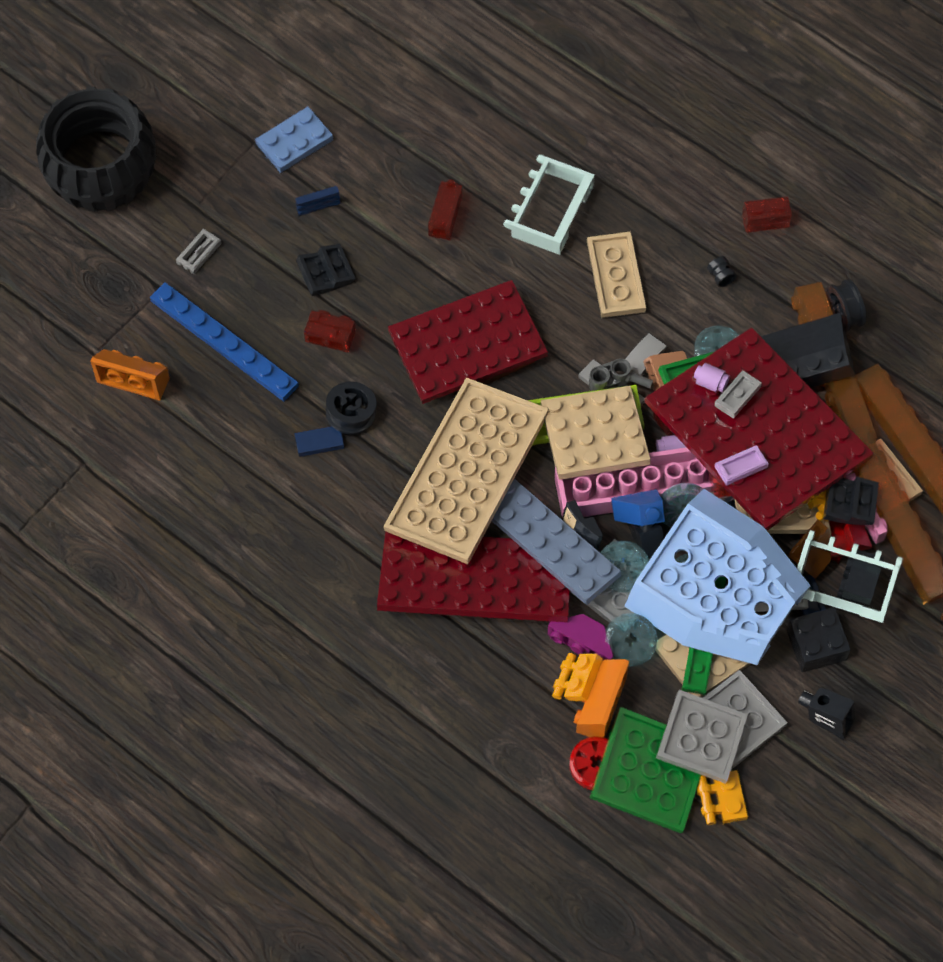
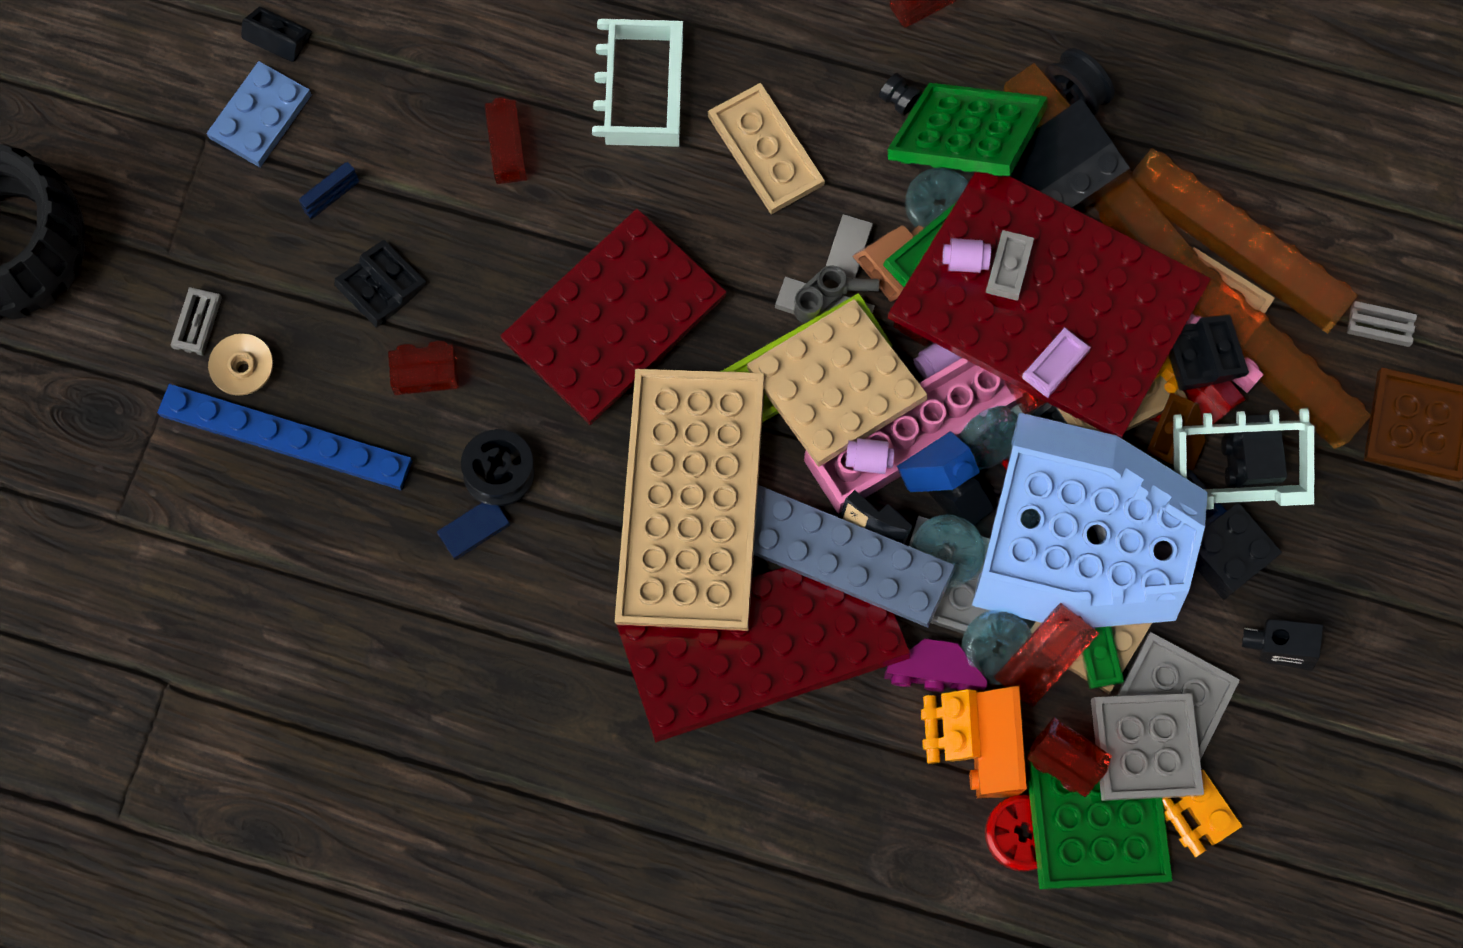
camera: 25 degrees left, 10 degrees up
(130, 373) = (177, 533): orange slope -> none
(211, 279) = (232, 353): none -> tan dish
(326, 94) = (275, 33): none -> black slope
(594, 483) = (869, 455): none -> lavender brick
(642, 717) = (1069, 757): none -> clear red brick
(660, 654) = (1047, 654): none -> clear red piece
(754, 305) = (968, 129): none -> green plate

